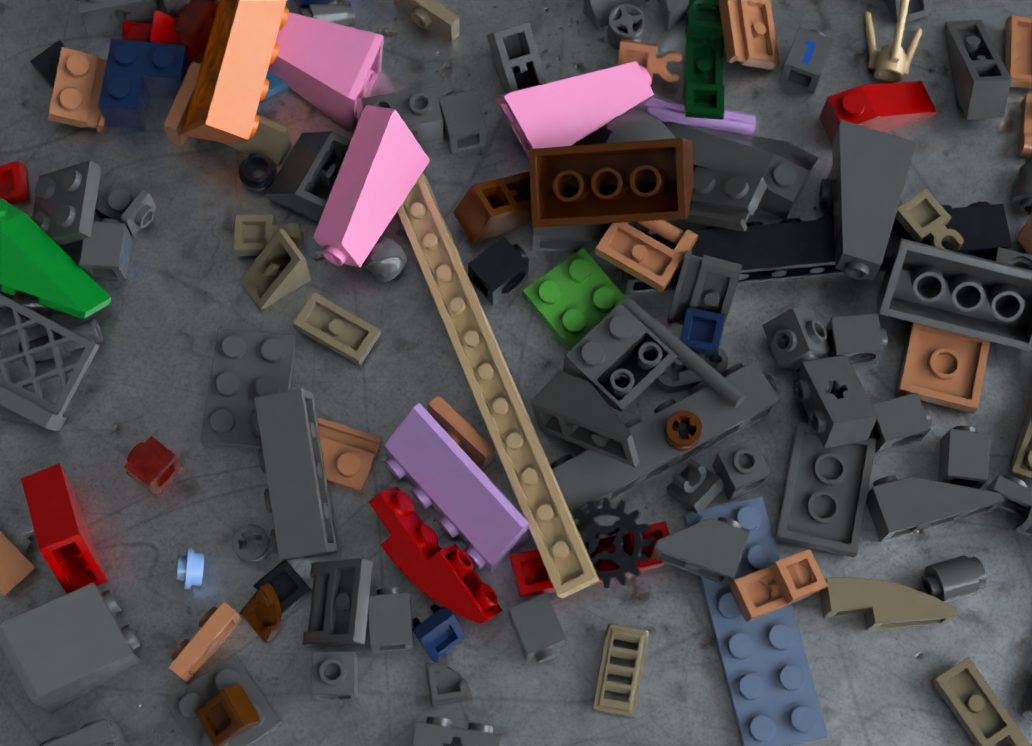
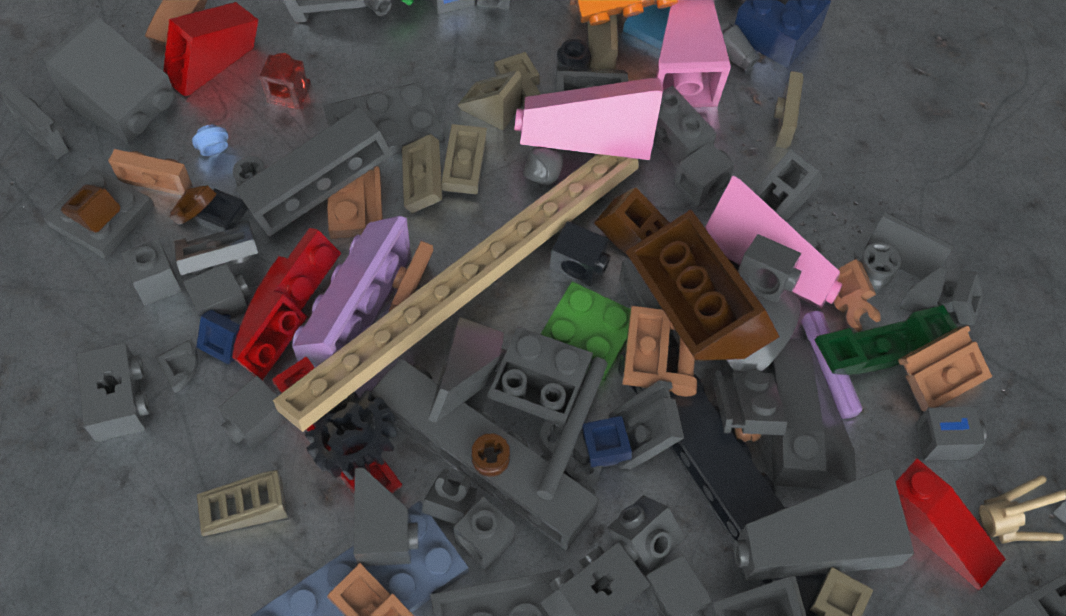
camera: 65 degrees right, 10 degrees down
(336, 375) = (421, 173): none -> dark tan plate
(611, 115) = (770, 268): none -> dark grey brick

